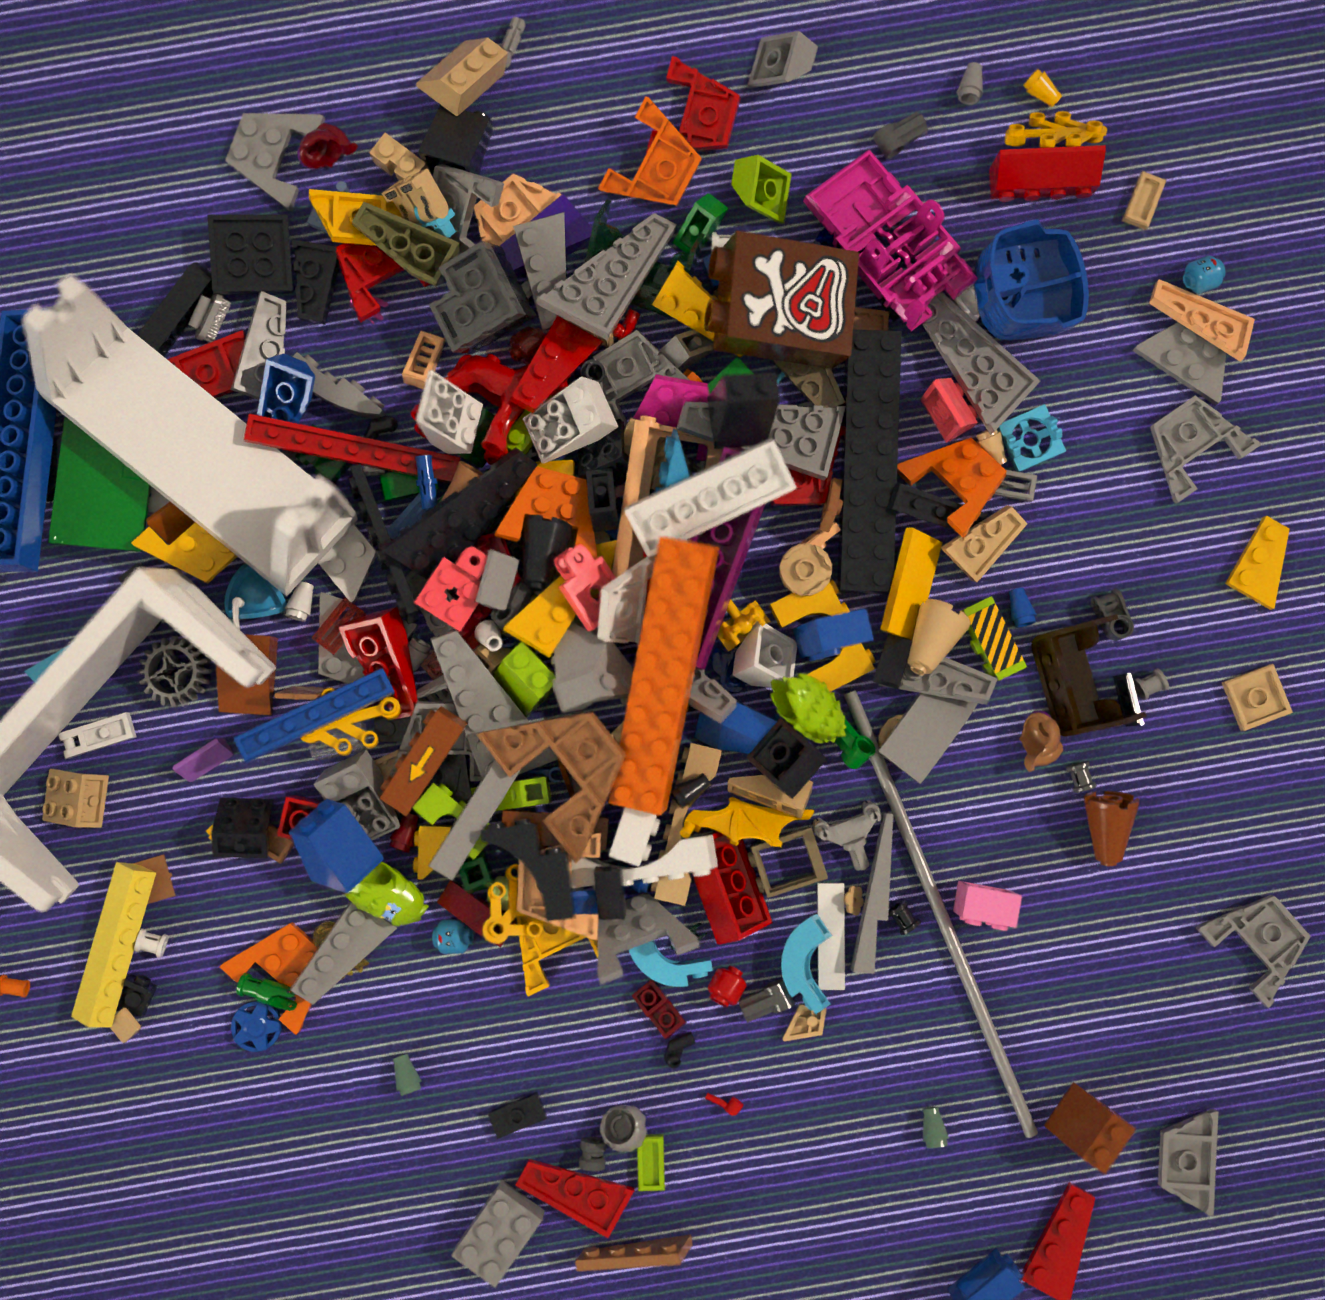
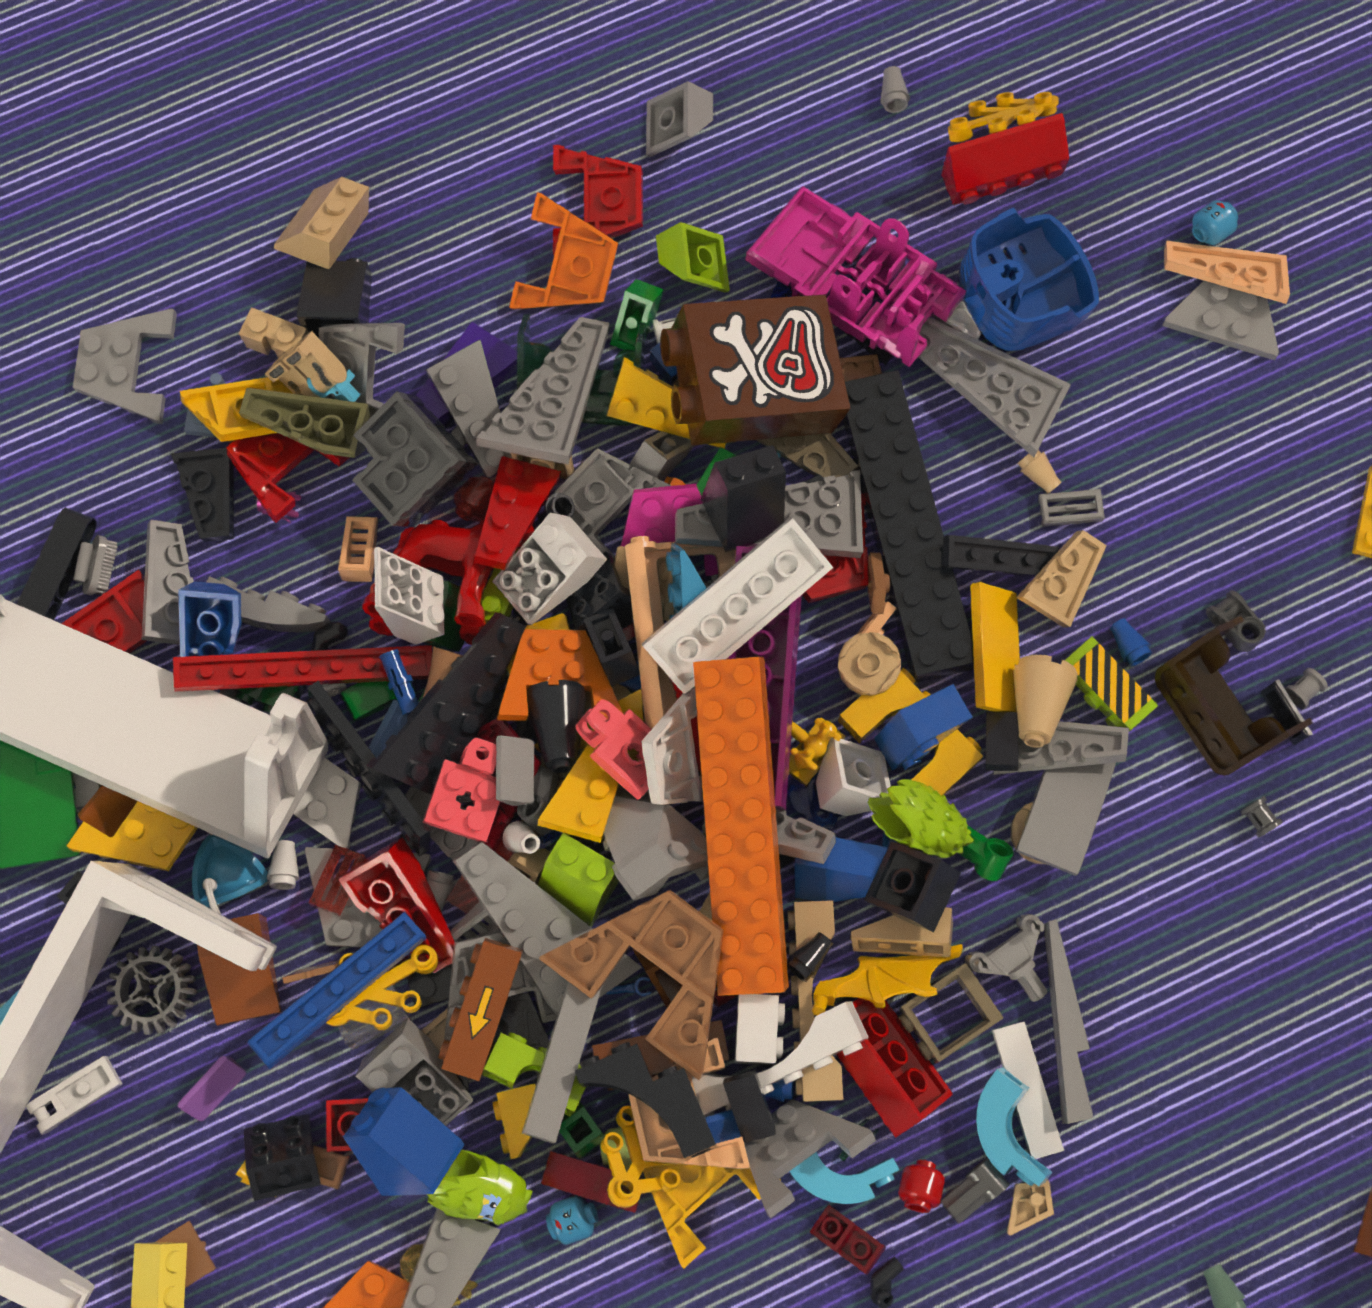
camera: 20 degrees left, 10 degrees down
(75, 798) = (64, 1180): tan bracket -> none
(250, 254) = (127, 482): black plate -> none
(324, 147) = (184, 342): dark red hair -> none
(403, 837) = (480, 1113): dark red cone -> none
(512, 37) = (368, 170): light grey axle -> none
(517, 205) = (424, 346): light nougat wing -> none
(525, 794) = (613, 1019): lime slope -> none
(628, 325) = (585, 446): red arm -> none
(853, 900) = (1041, 1038): tan plant -> none
(894, 138) = (827, 167): dark grey piece -> none
(903, 917) = (1107, 1042): black bush -> none
(943, 920) = (1159, 1038): light grey piece -> none
(948, 408) = (977, 442): coral slope -> none
(966, 471) = (1018, 505): orange wing -> none
(987, 904) = (1200, 995): bright pink brick -> none
(1013, 447) = (1064, 466): medium azure piece -> none
(1040, 740) = (1201, 786): medium nougat hair -> none
(1042, 88) = (973, 74): yellow cone -> none
(1110, 824) = (1313, 862): dark orange cone -> none
(1144, 200) = (1122, 163): tan tile -> none
(1187, 434) = (1255, 397): light grey wing -> none

